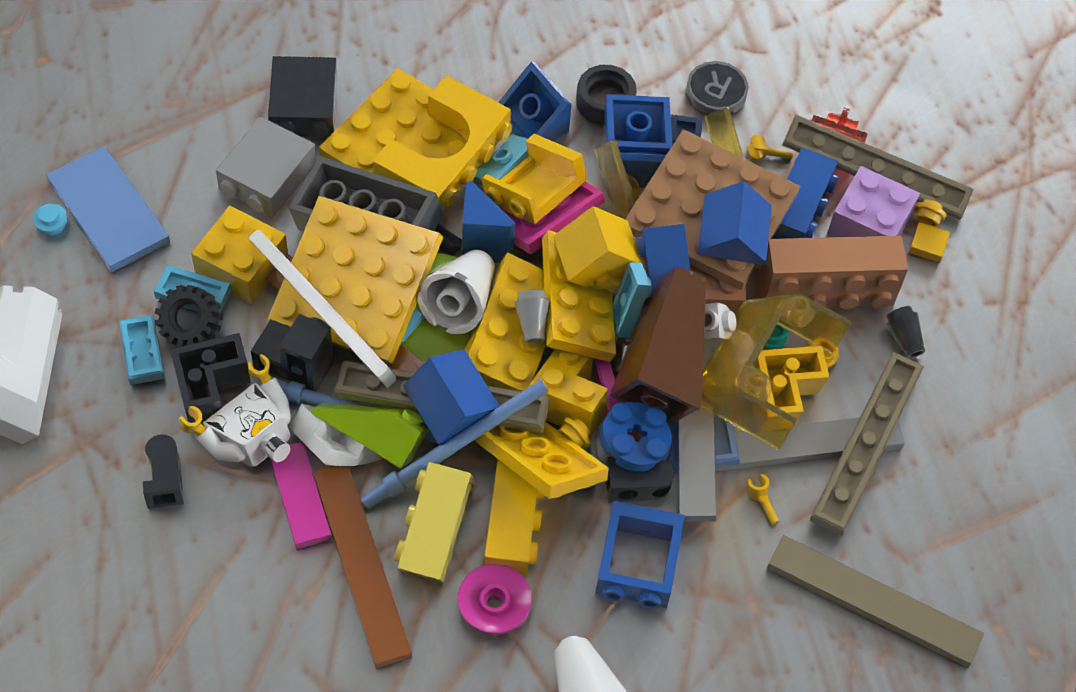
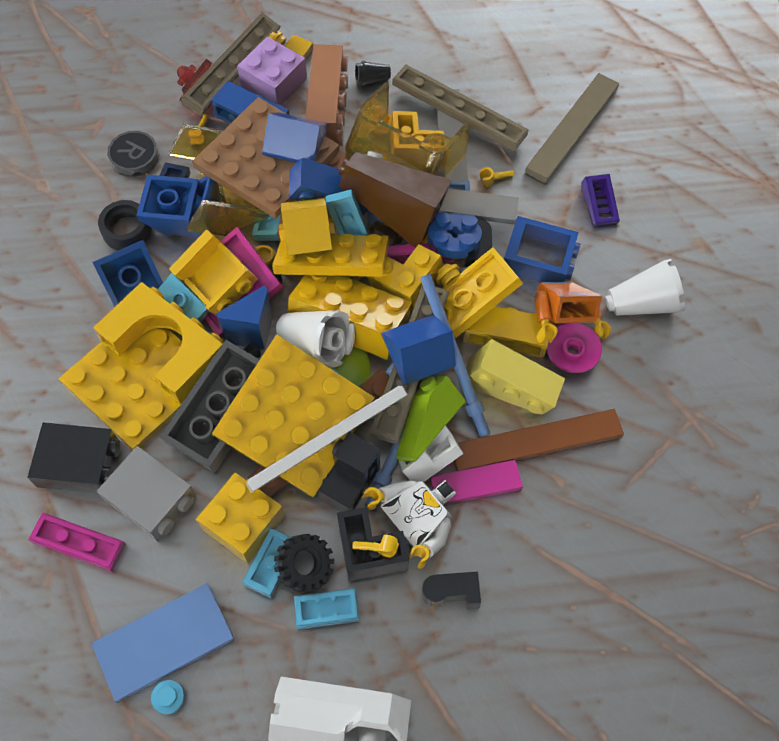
camera: 80 degrees left, 5 degrees up
(197, 381) = (386, 548): none -> yellow hand
(213, 119) = (77, 542): none -> dark pink tile
(532, 313) = (353, 282): light grey cone -> none
(551, 578) = (567, 304): none -> orange torso
(754, 621) = (603, 181): none -> dark purple slope

